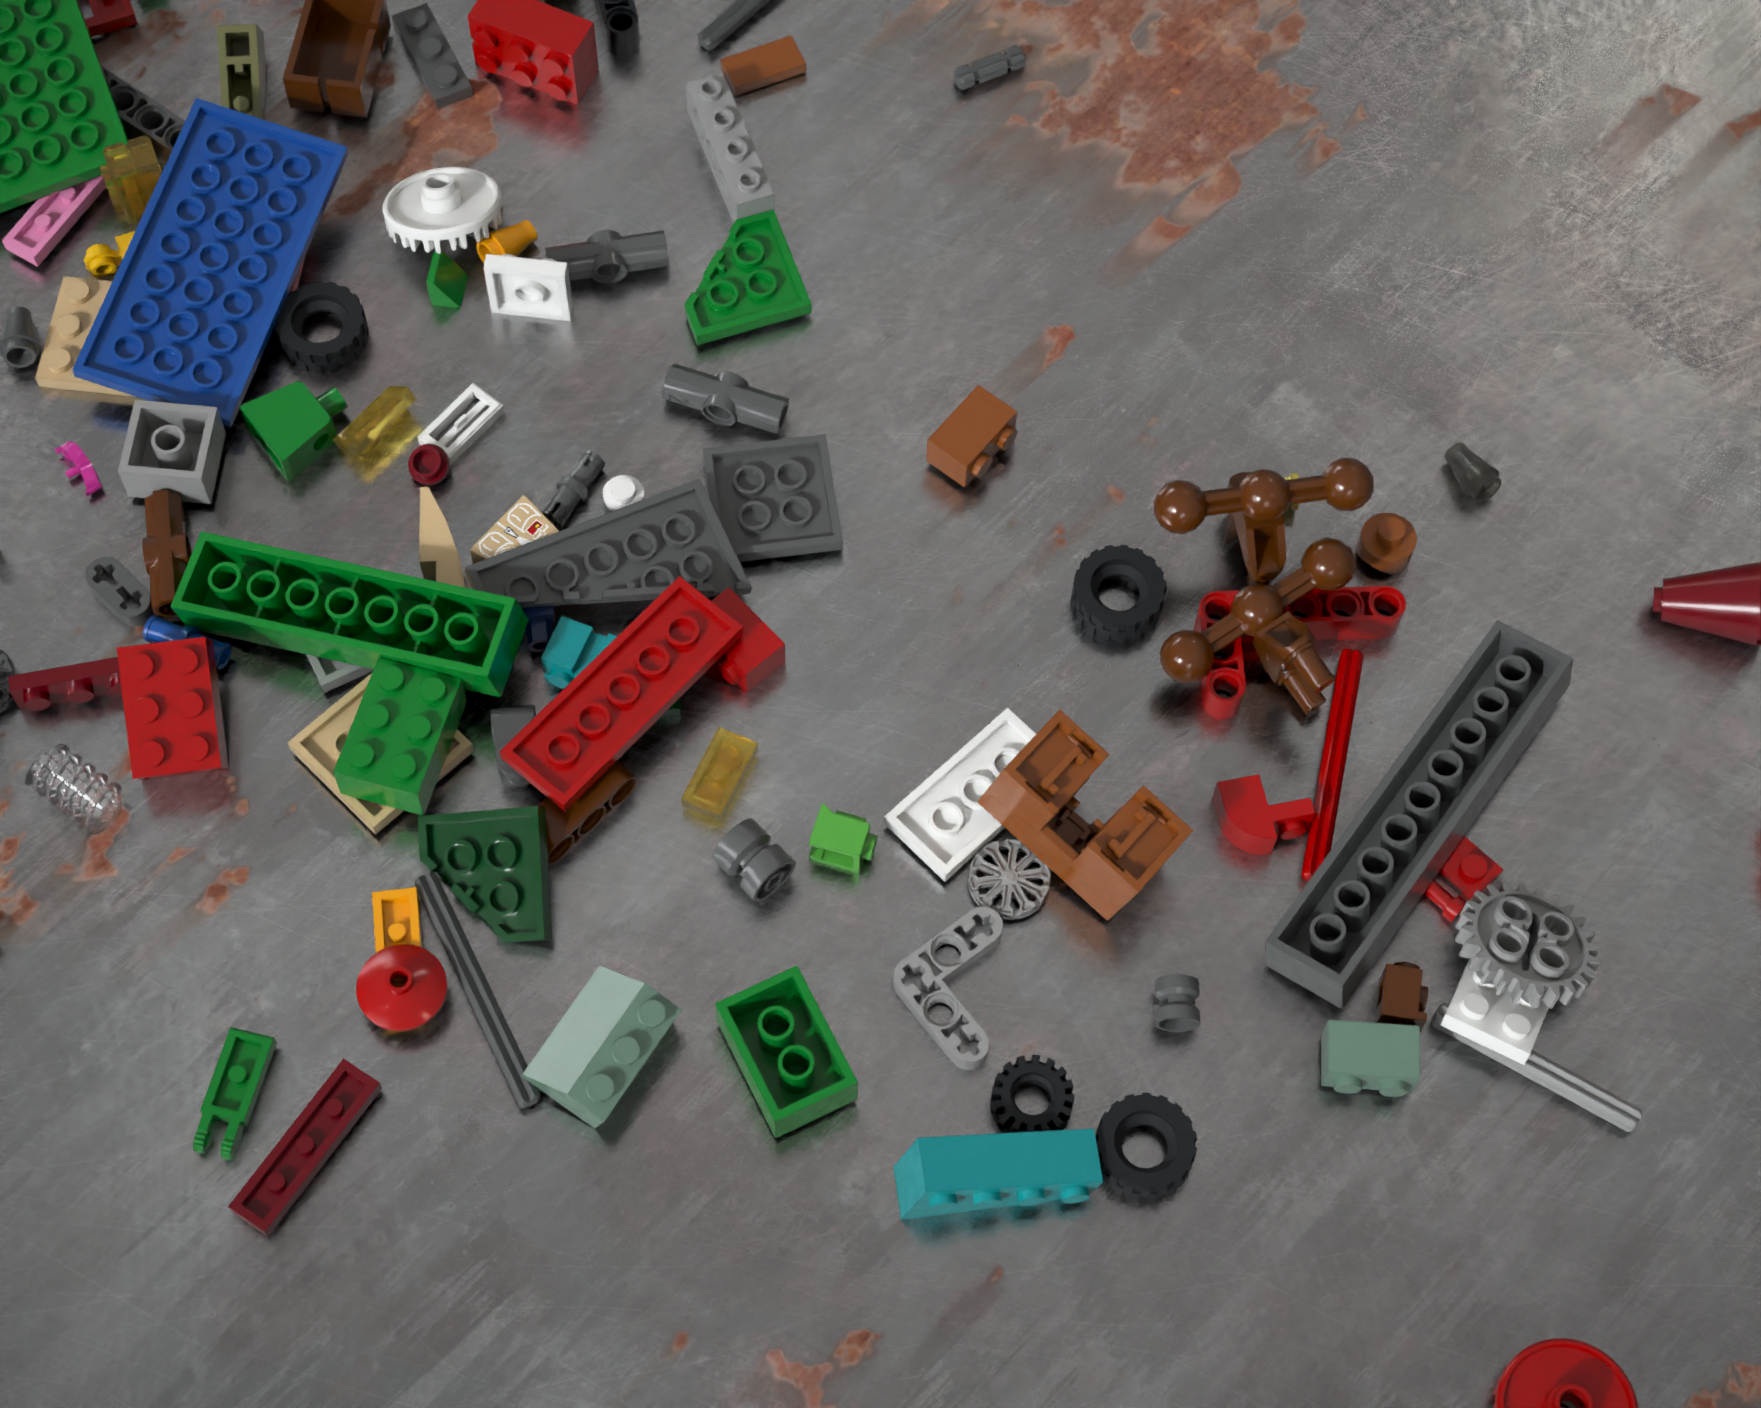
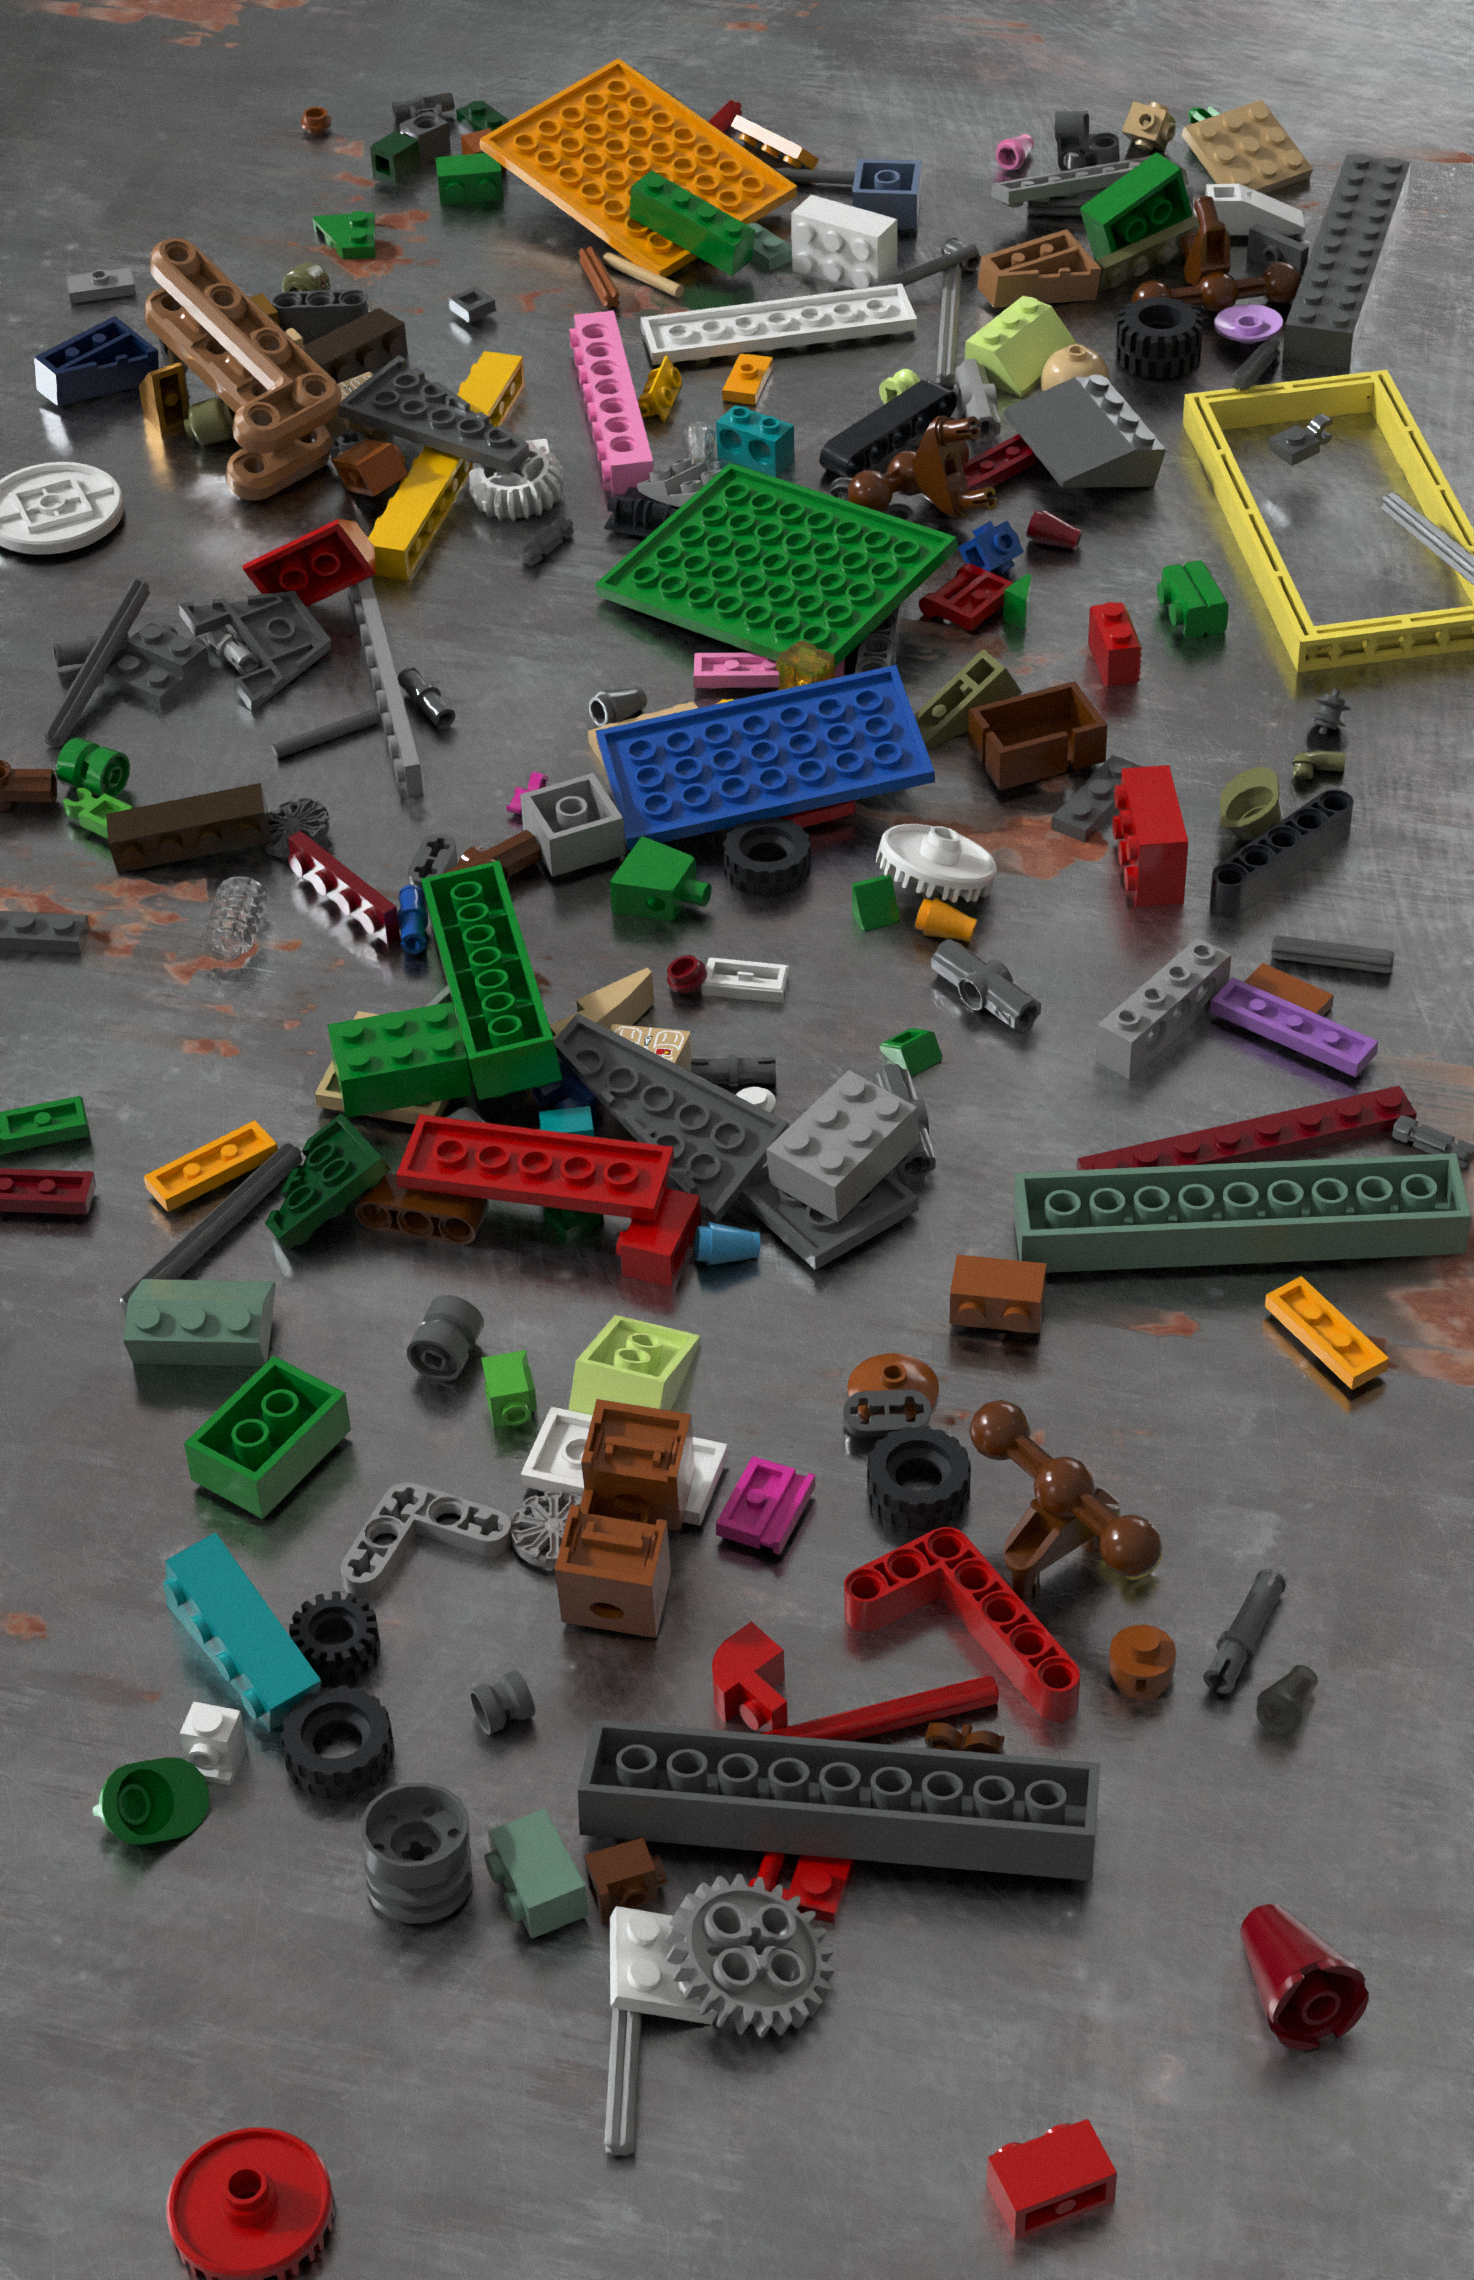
camera: 65 degrees right, 20 degrees down
(172, 708) = (333, 925): red brick -> none
(383, 412) = (684, 924): clear yellow plate -> none
(404, 1006) = (178, 1175): red dish -> none
(528, 287) = (900, 942): white plate -> none
(636, 349) = (913, 1050): none -> green slope
(719, 774) = (519, 1284): clear yellow plate -> none
(747, 282) = (1038, 1085): green plate -> none
(755, 453) = (843, 1145): none -> light grey brick
(777, 598) = (724, 1244): none -> dark azure cone
(807, 80) = (1294, 1027): none -> medium lavender plate
(881, 735) = (633, 1365): none -> yellowish green slope
(903, 187) = (1267, 1135): none -> dark red plate
(993, 235) = (1242, 1213): none -> sand green brick
(998, 577) = (894, 1372): none -> dark orange dish
(1032, 575) = (885, 1402): none -> dark grey beam
(1084, 704) = (765, 1505): none -> dark pink plate
(1098, 1245) = (214, 1741): none -> white brick
(1135, 1323) = (153, 1800): none -> green piece
(1141, 247) = (1326, 1332): none -> light orange plate
(1279, 638) = (930, 1590): reddish brown connector -> none
(1315, 1110) = (416, 1852): none -> dark grey wheel
(1388, 703) = (948, 1738): none -> reddish brown piece
(1404, 474) = (1237, 1645): none -> dark grey pin

